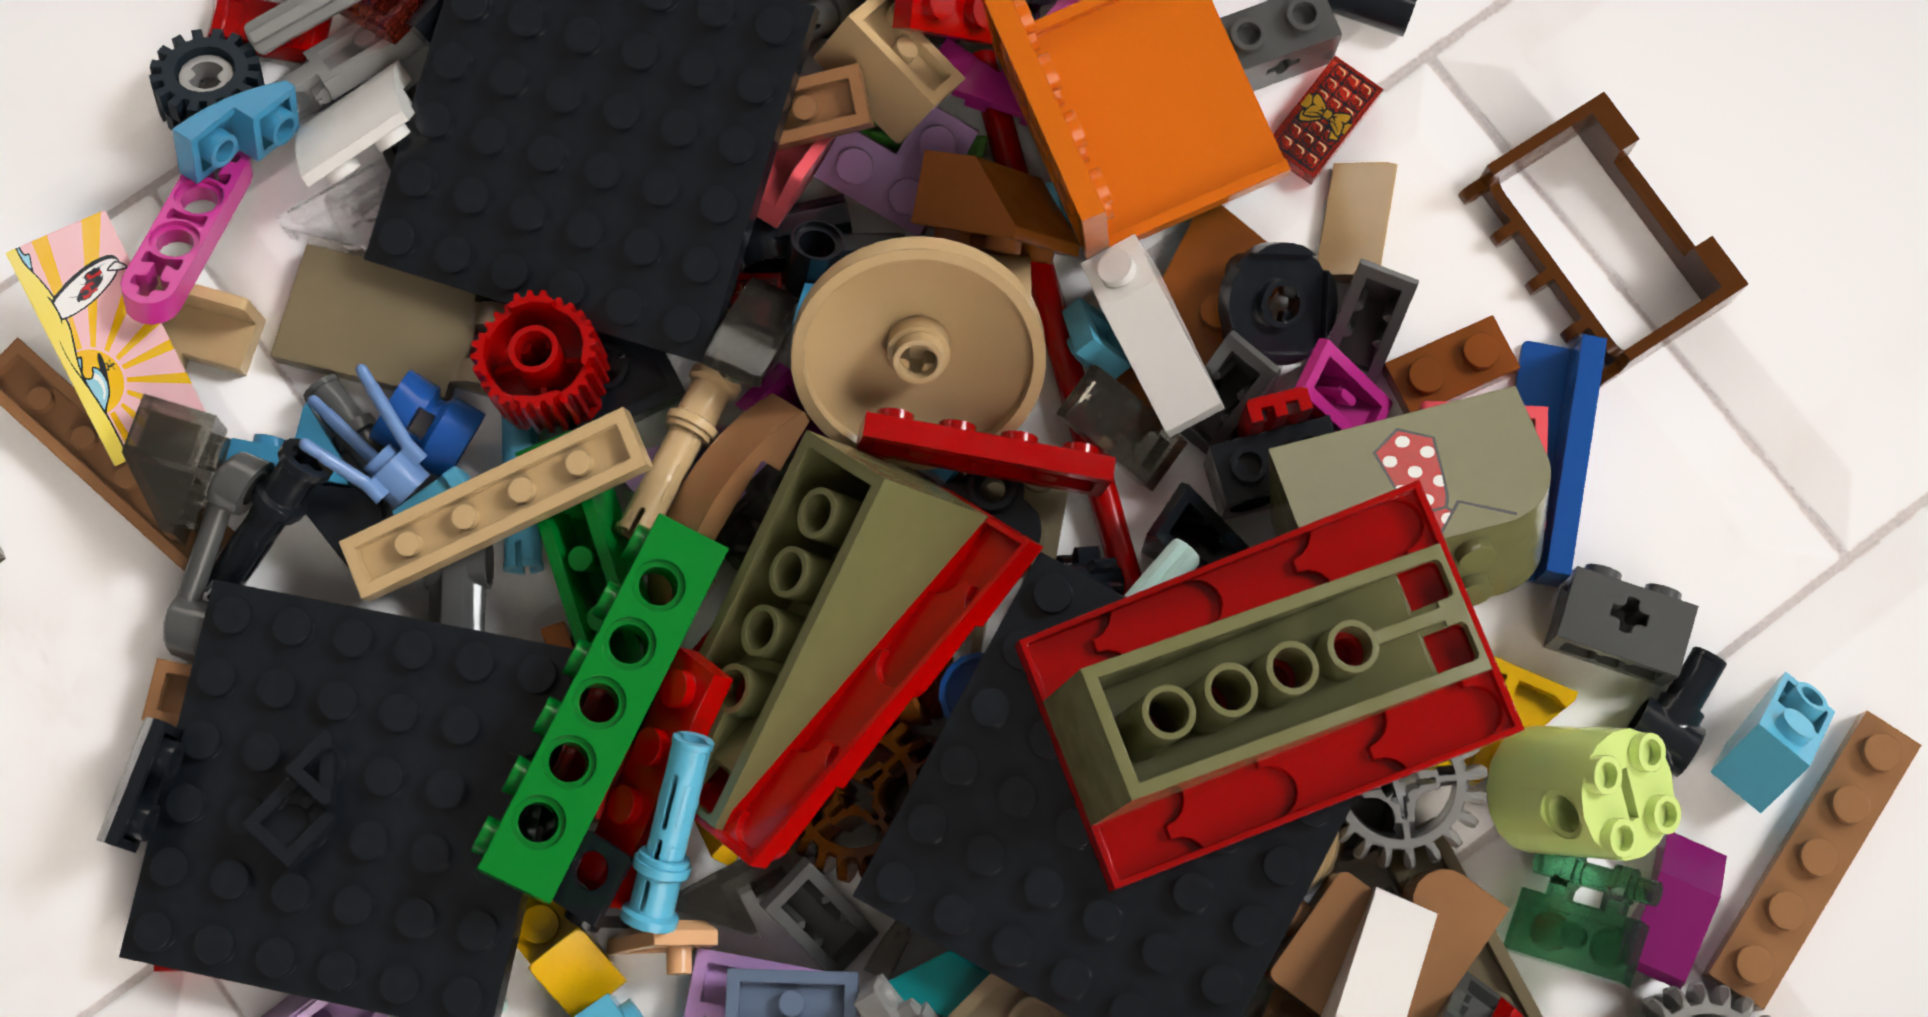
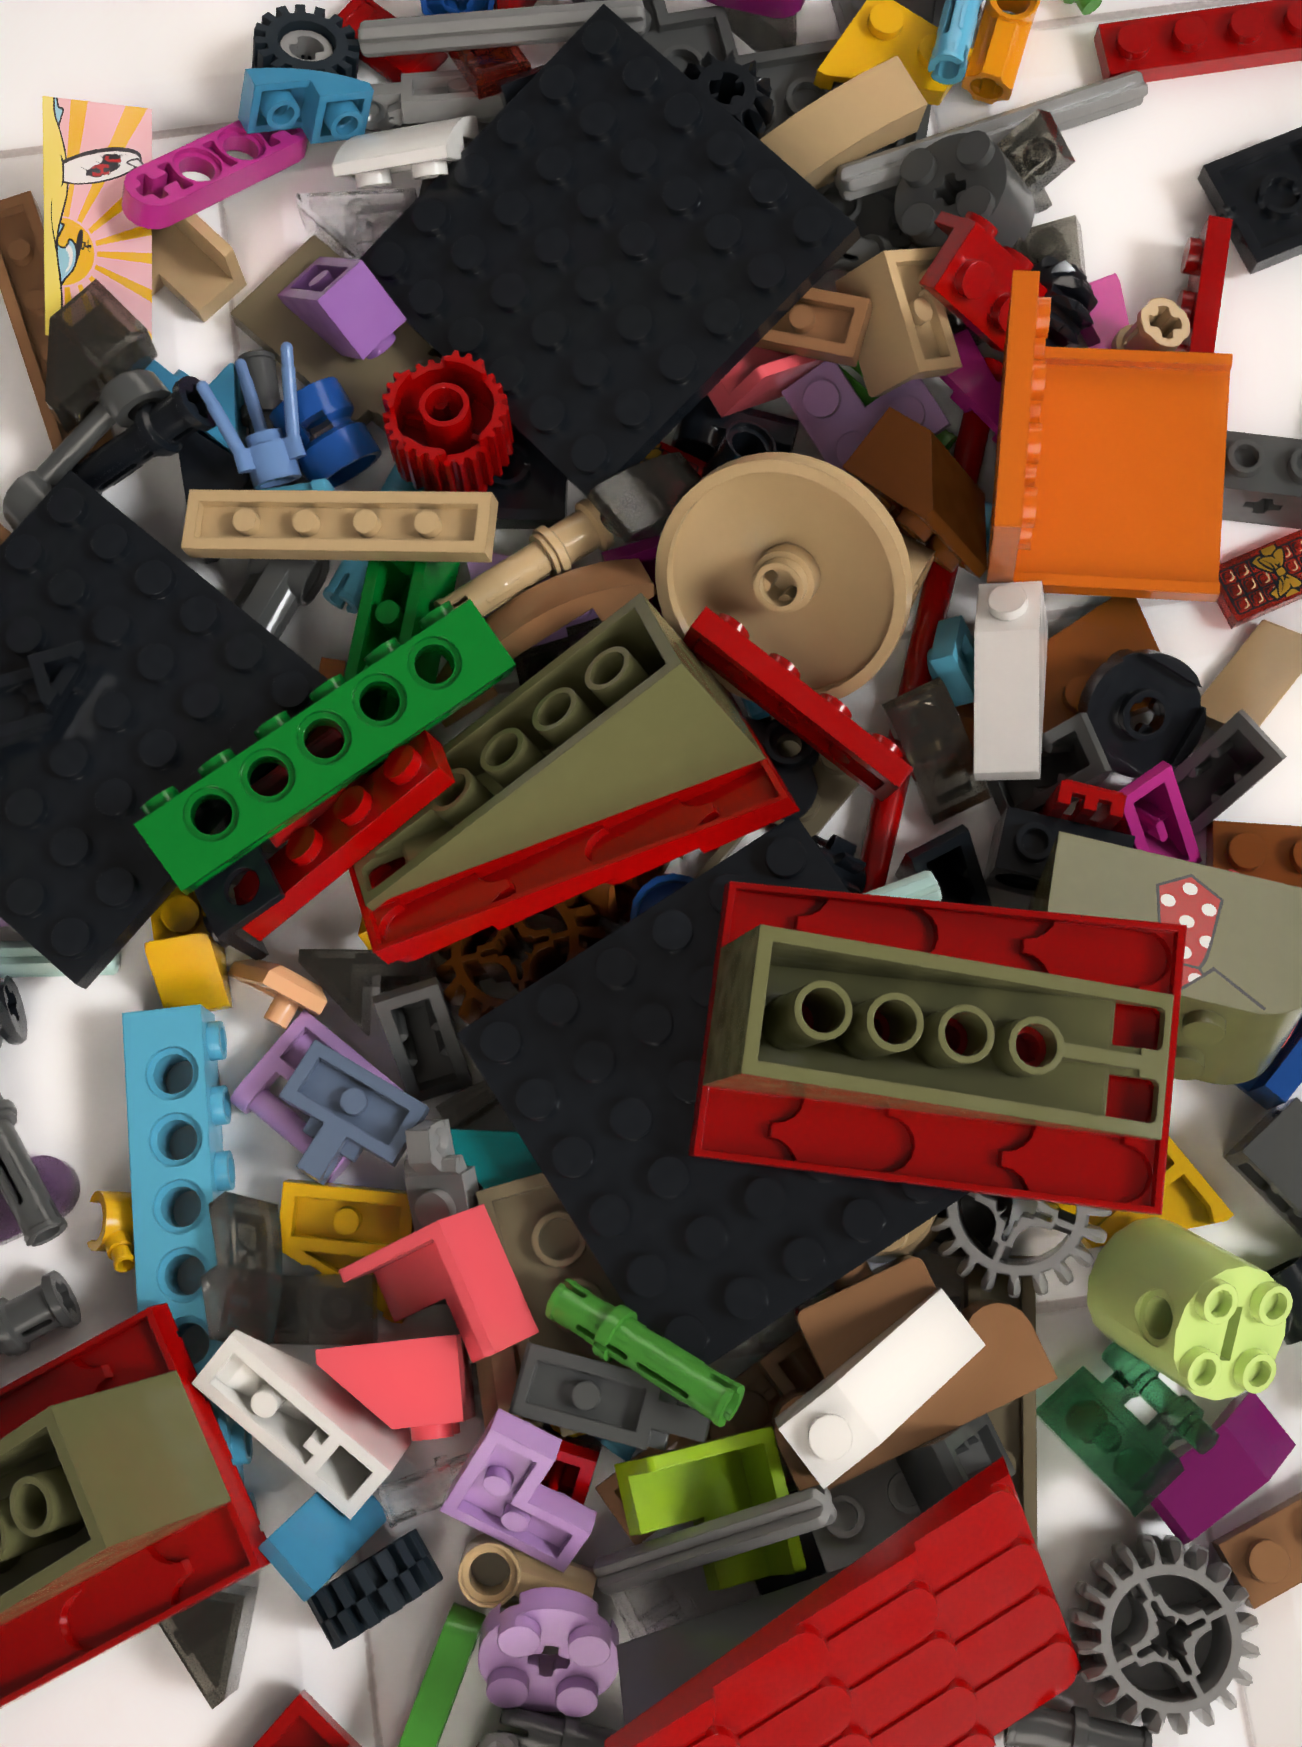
camera: 30 degrees right, 0 degrees up
(378, 299) = (344, 306): none -> medium lavender slope
(664, 861) = (308, 911): medium azure pin -> none

